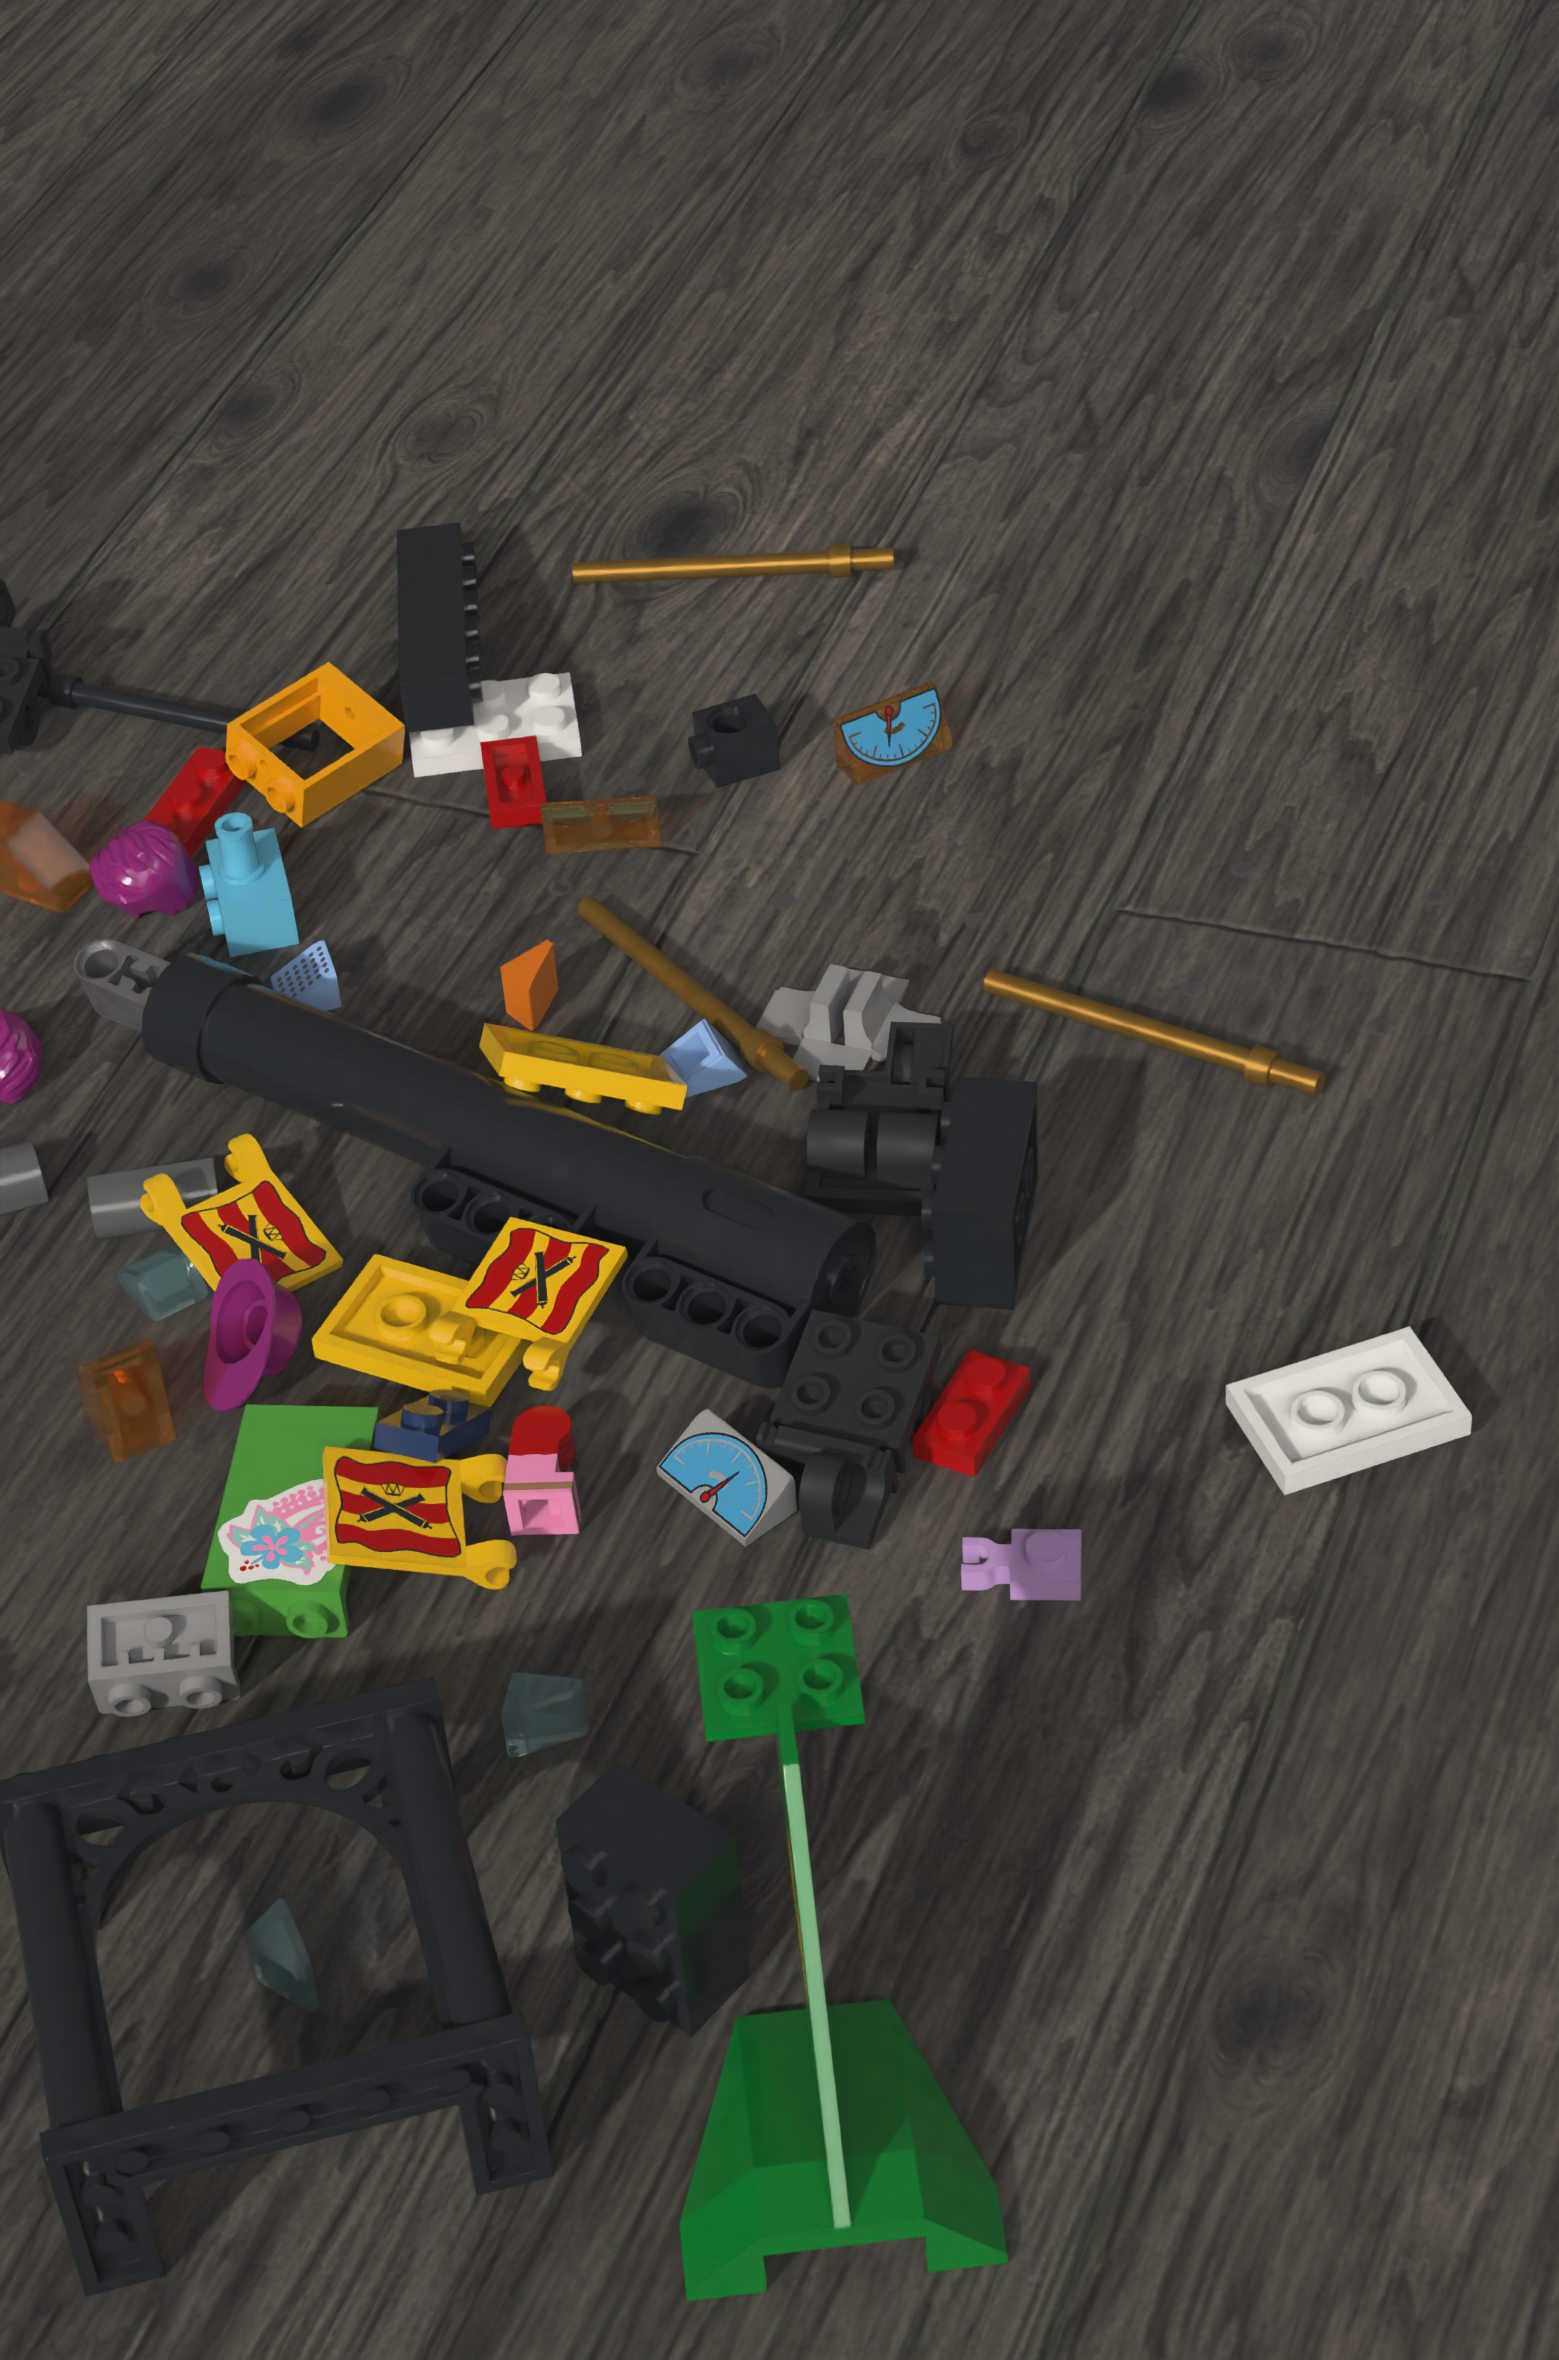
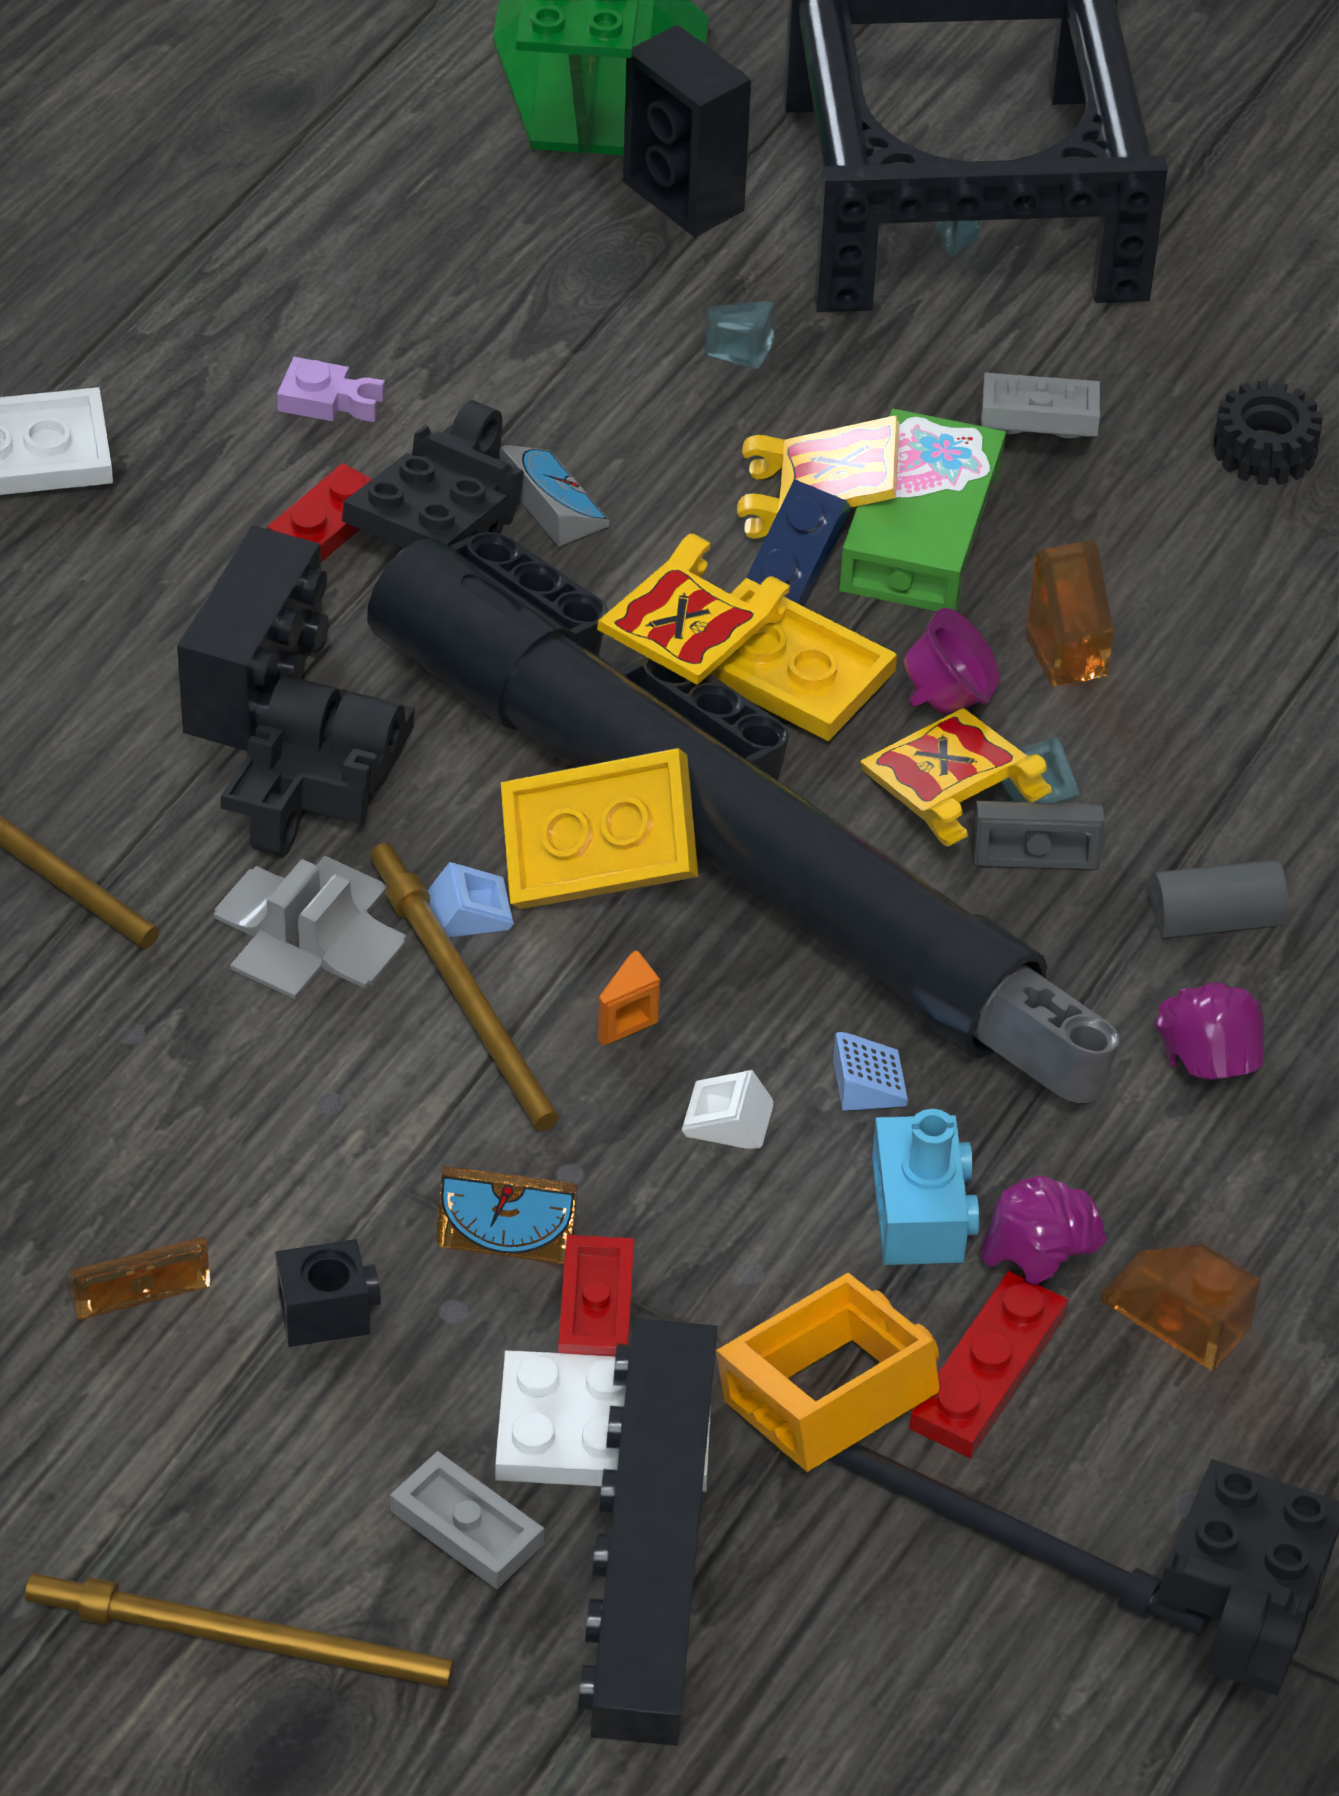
camera: 175 degrees left, 5 degrees up
(429, 941) = (729, 1110): none -> white slope
(540, 1474) = (710, 505): leg -> none
(583, 639) = (467, 1520): none -> light grey plate

